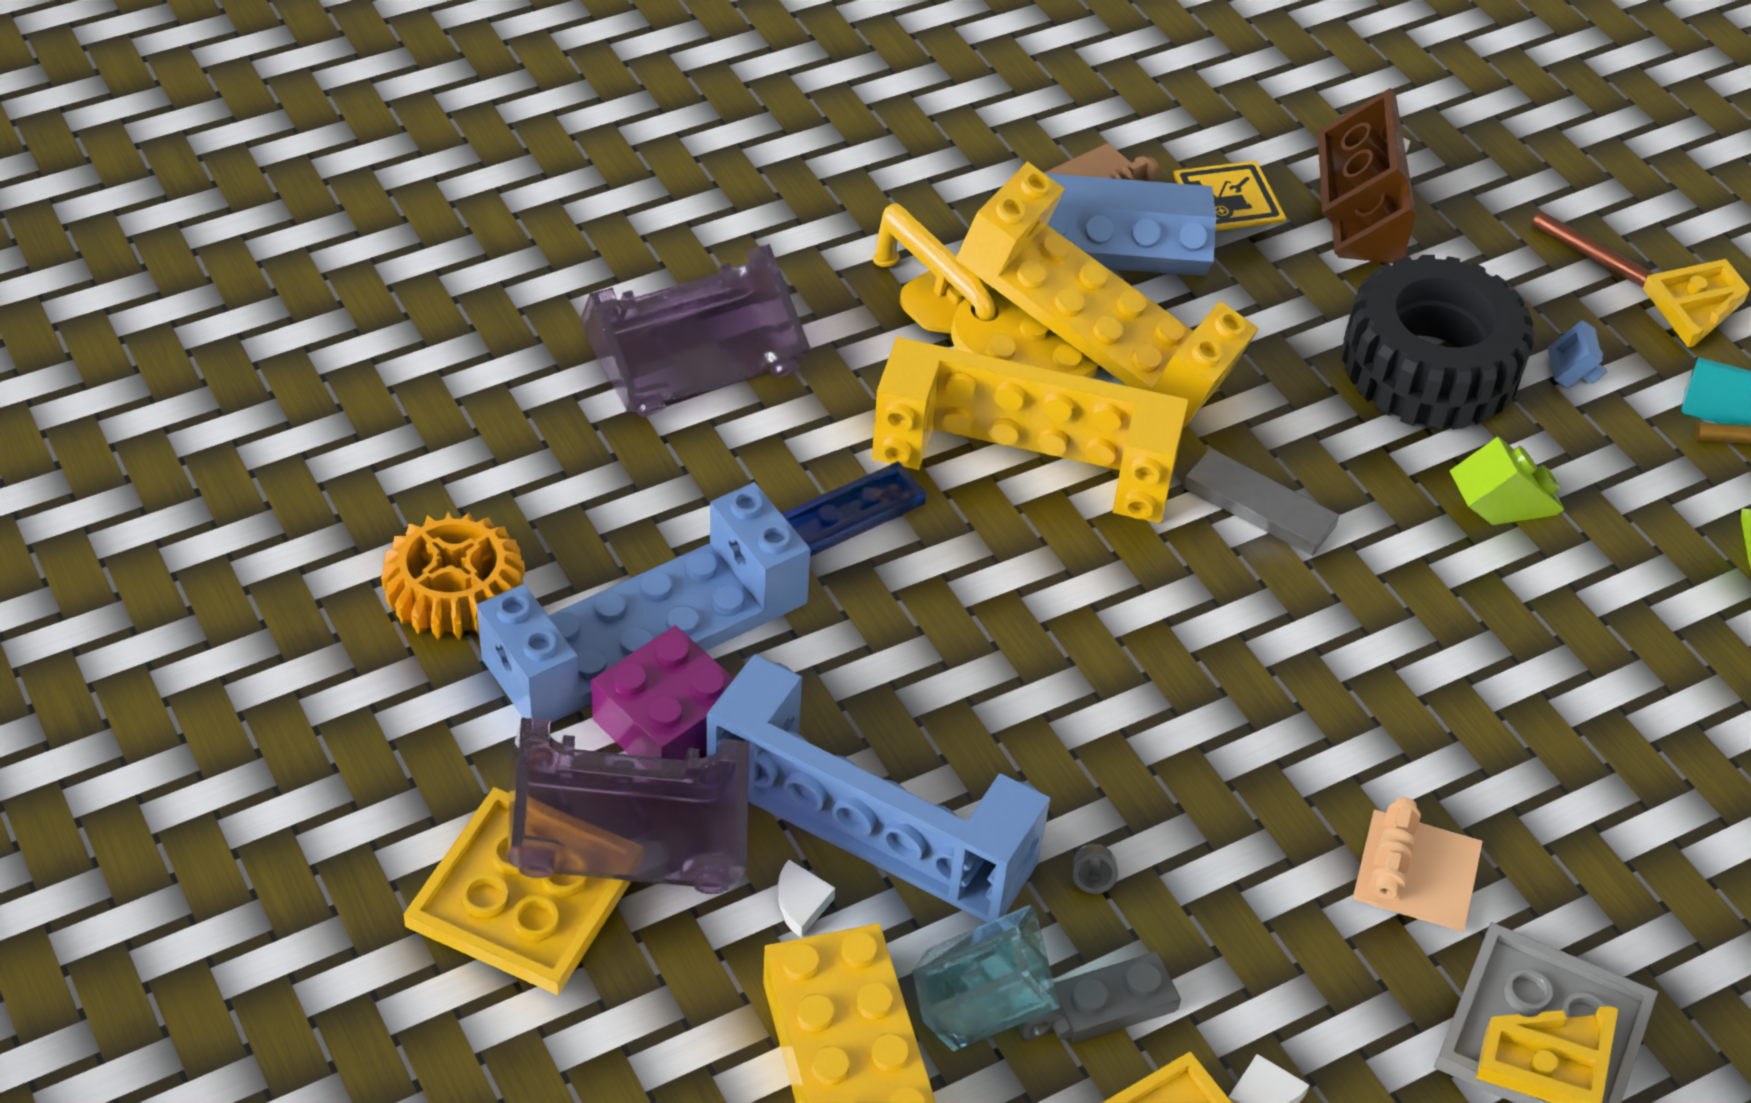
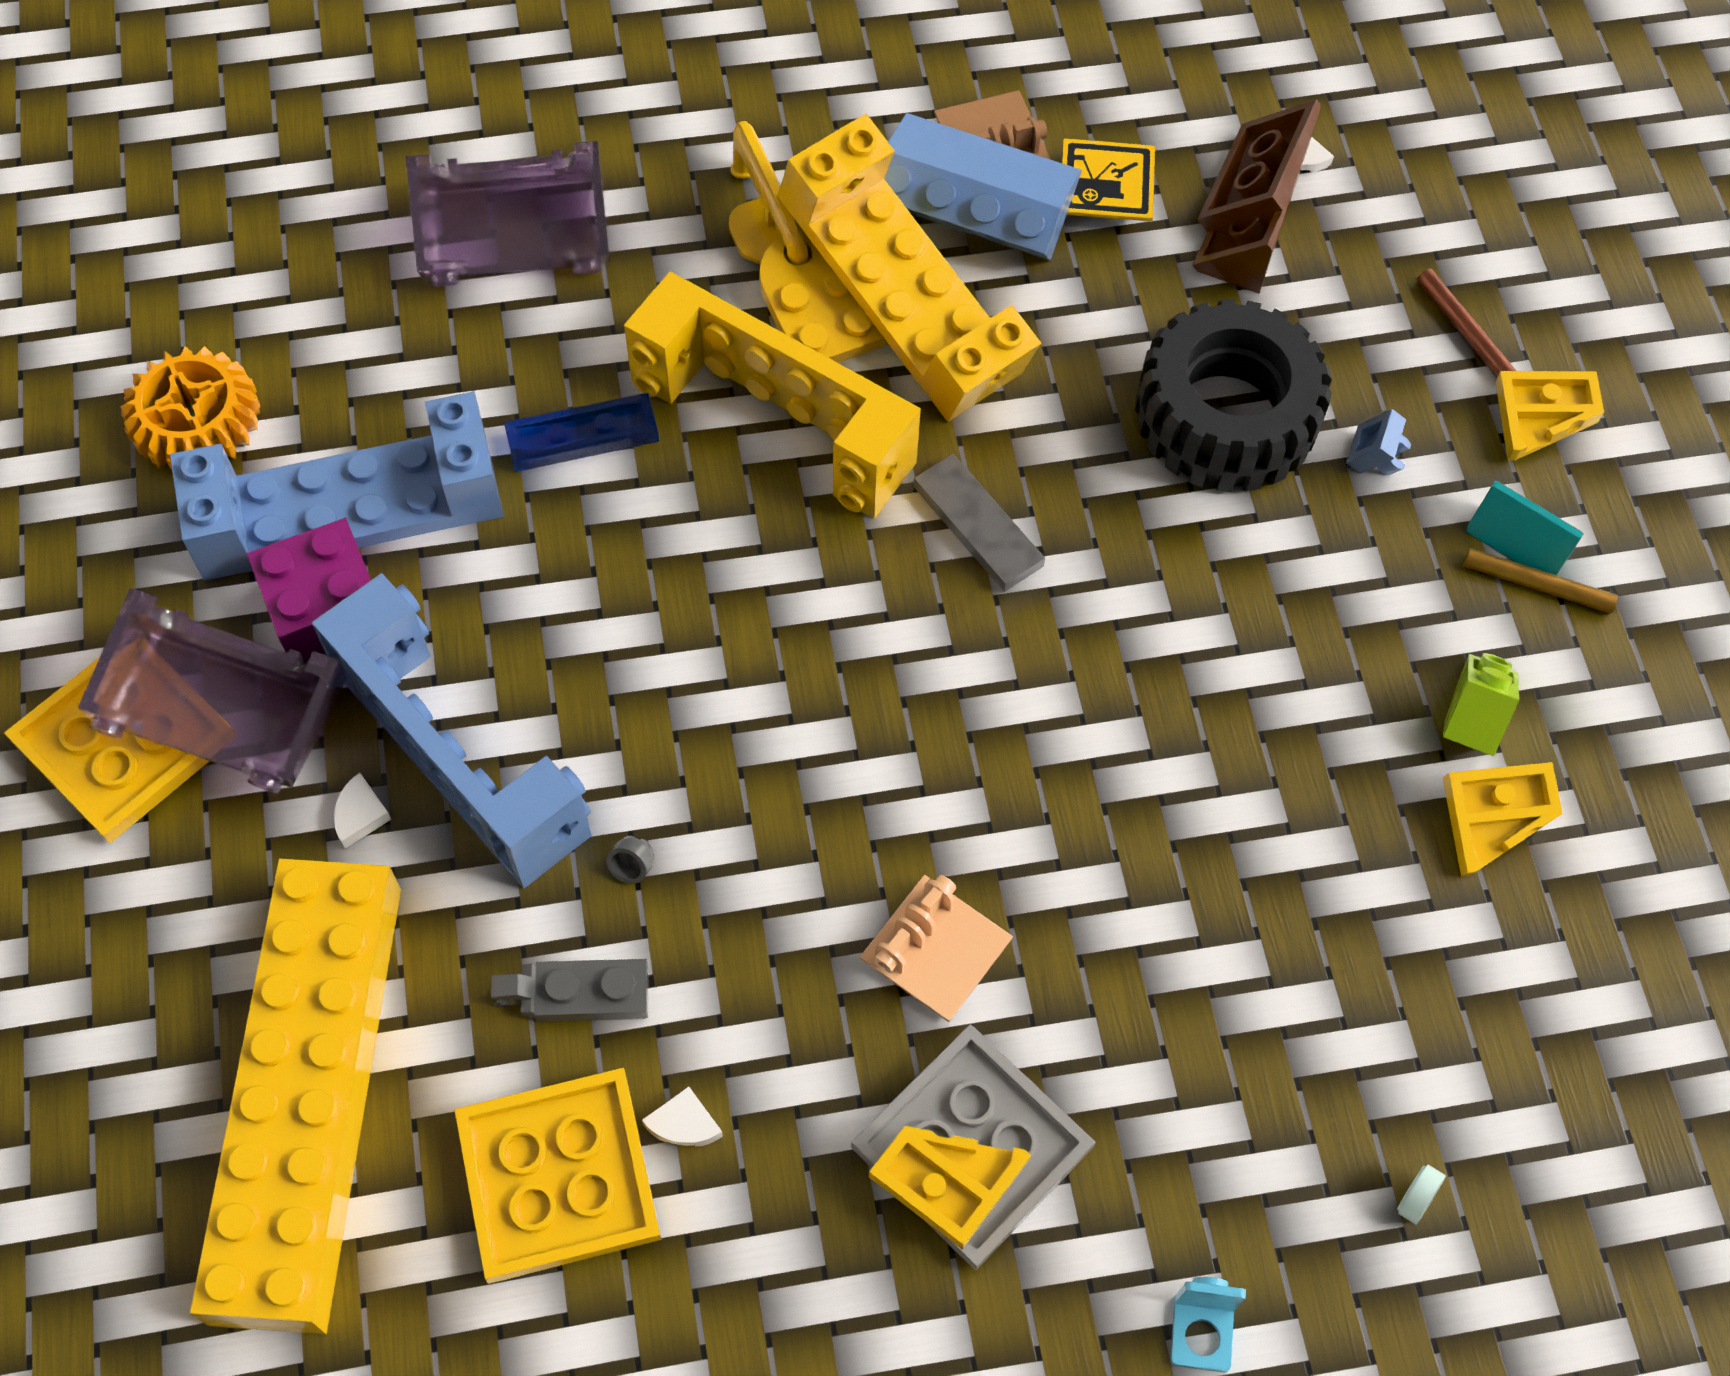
camera: 20 degrees right, 15 degrees up
(985, 980) = (464, 943): clear light blue slope -> none
(1506, 484) = (1227, 570): lime slope -> none

